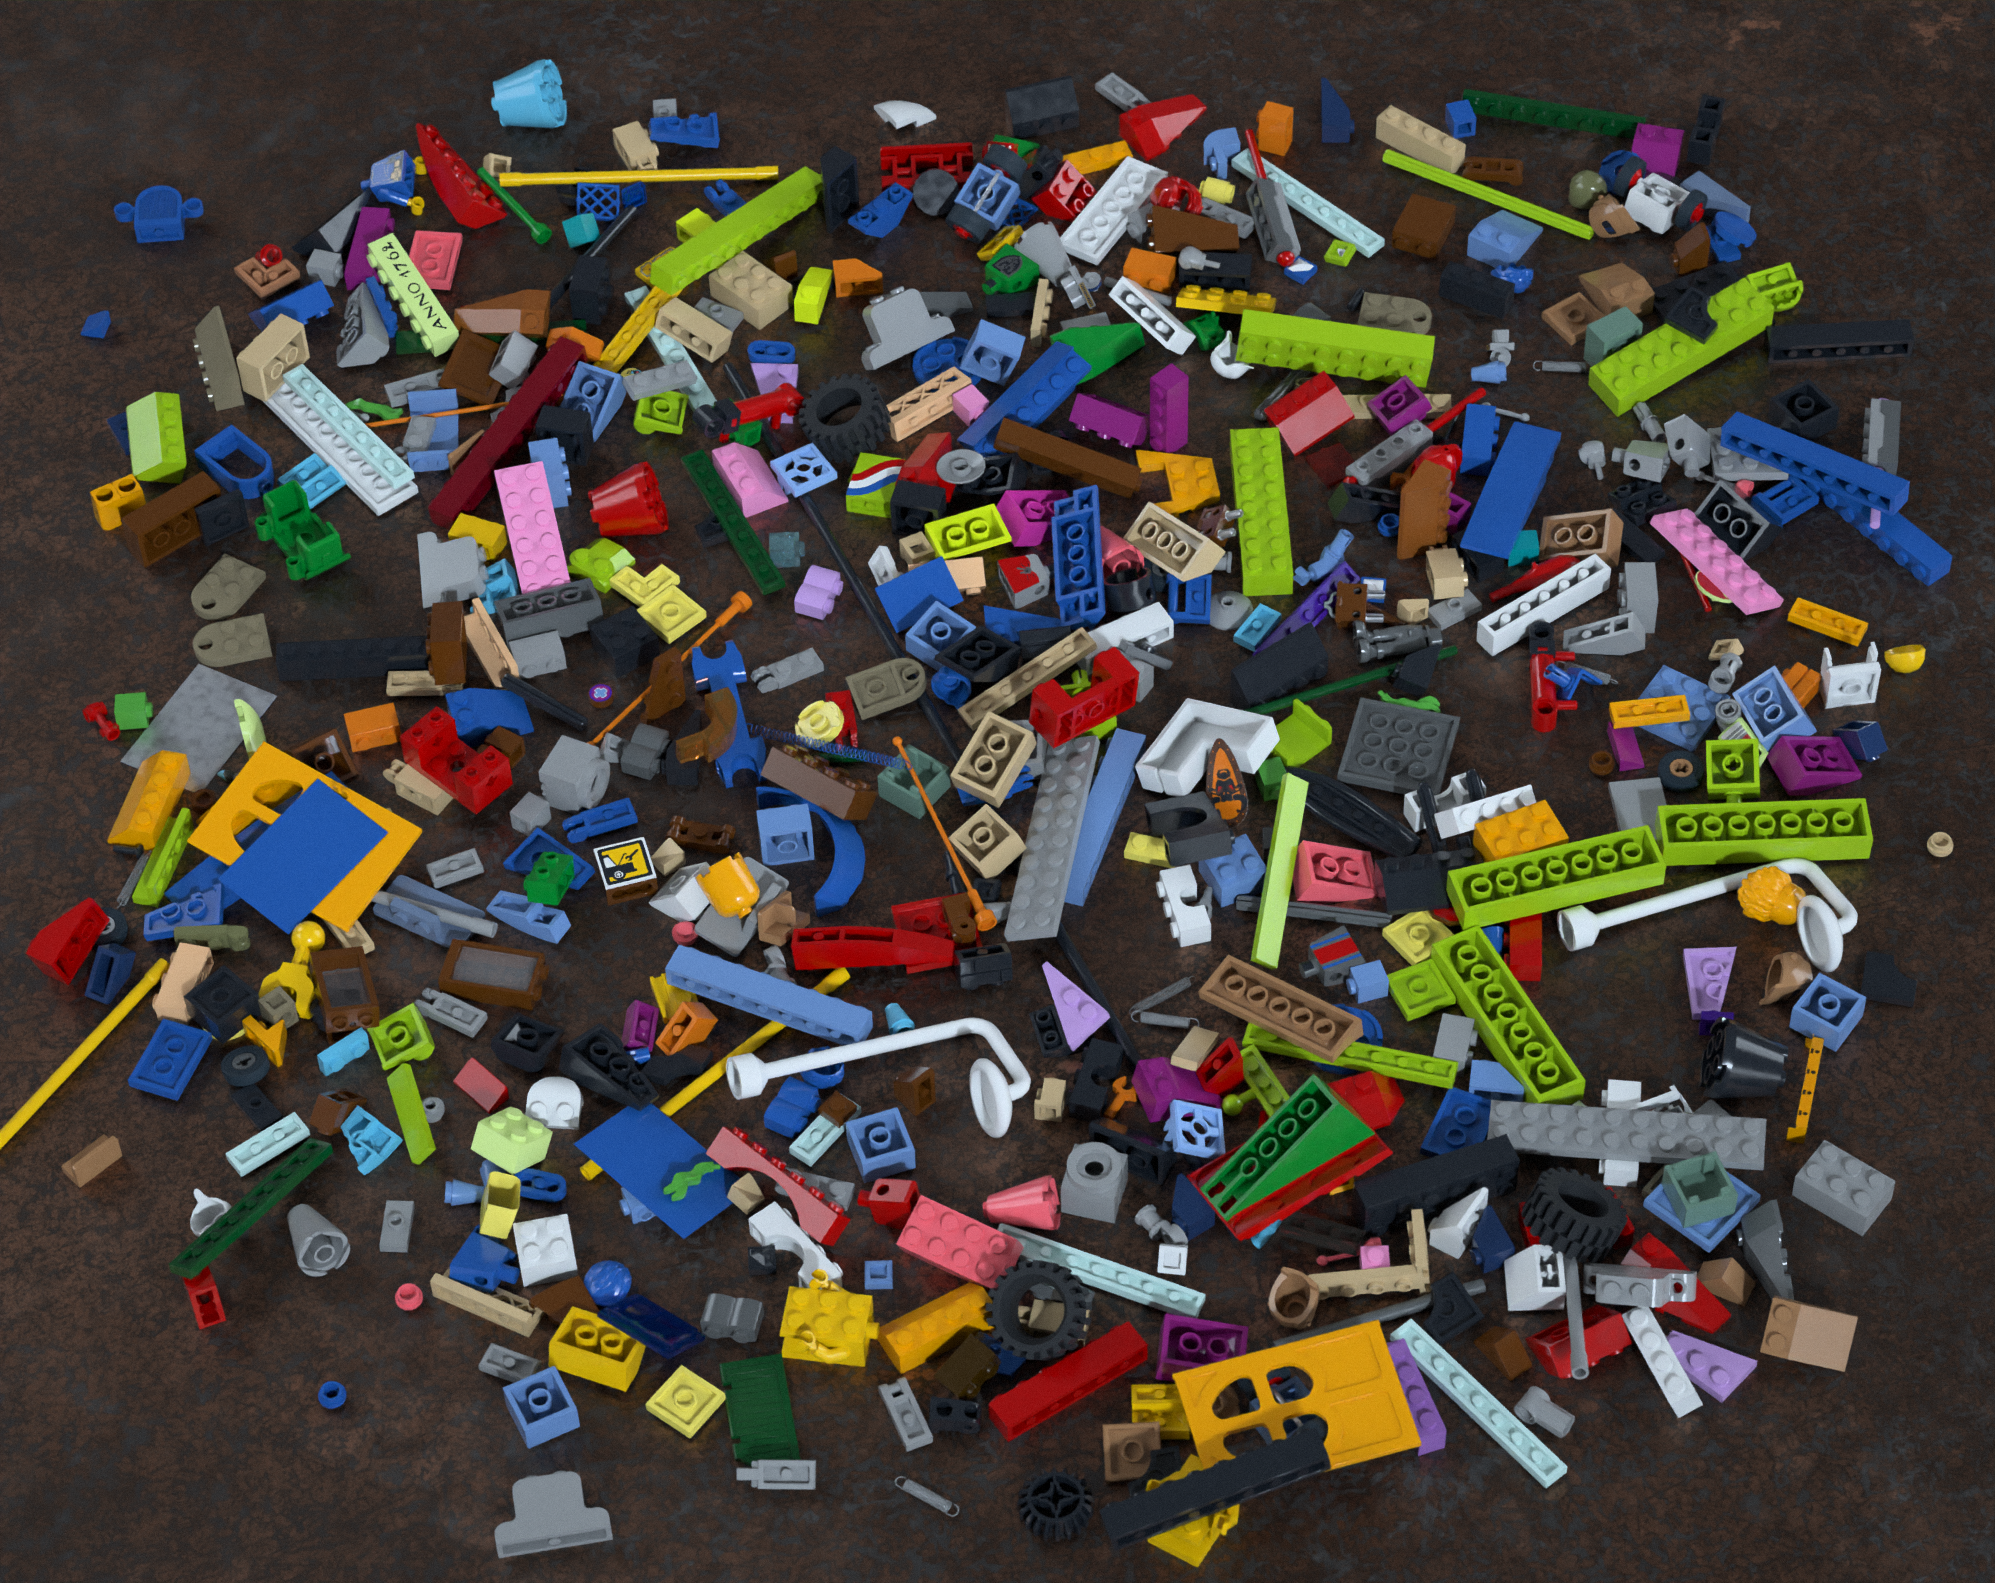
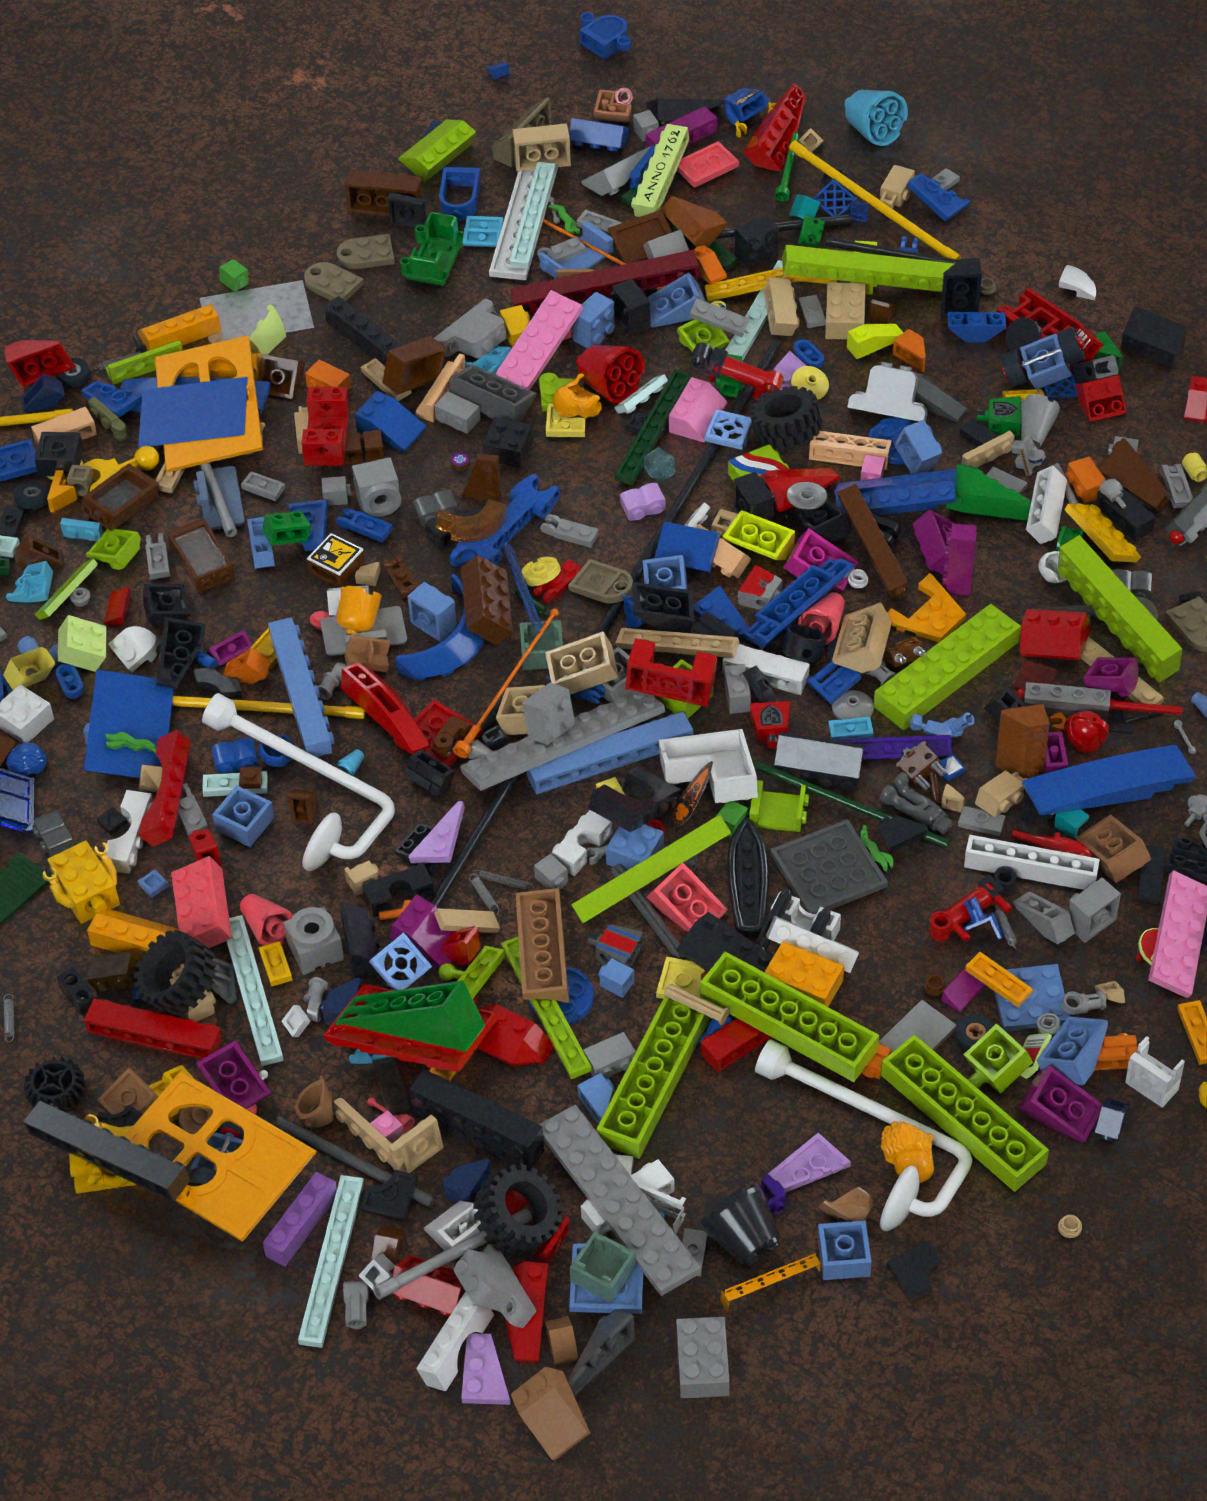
camera: 50 degrees right, 0 degrees up
(97, 712) = (217, 261): red bar -> none
(116, 501) = (375, 160): light orange piece -> none
(544, 701) = (425, 437): black axle -> none
(612, 748) = (424, 490): light grey slope -> none
(621, 244) = (811, 231): none -> green piece
(640, 557) = (573, 400): none -> light orange hair
(671, 613) = (553, 448): light yellow plate -> none
(678, 504) = (641, 394): none -> light aqua plate
(726, 206) = (878, 250): none -> black piece
(740, 602) = (596, 473): orange piece -> none
(807, 374) = (801, 379): none -> light yellow dish
(906, 1414) = (57, 964): light grey plate -> none
(1031, 820) = (548, 713): none -> light grey brick
(1085, 1234) = (275, 964): none -> yellow plate
(1099, 157) = (1152, 393): light orange plate -> none
(1107, 213) = (1100, 430): white plate -> none
(1171, 191) = (1156, 449): red helmet -> none
(1189, 677) = (769, 720): none -> red torso
(1198, 952) = (551, 873): none -> light grey brick
(1300, 270) = (1181, 553): blue tile -> none
(1420, 990) = (636, 1008): lime plate -> none
(1458, 1123) = (545, 1100): blue plate -> none
(1458, 1224) = (460, 1152): white slope -> none
(1474, 934) = (697, 1003): none -> tan axle
(1479, 439) = (1141, 734): blue brick -> none
(1533, 1371) = (377, 1271): none -> light grey brick

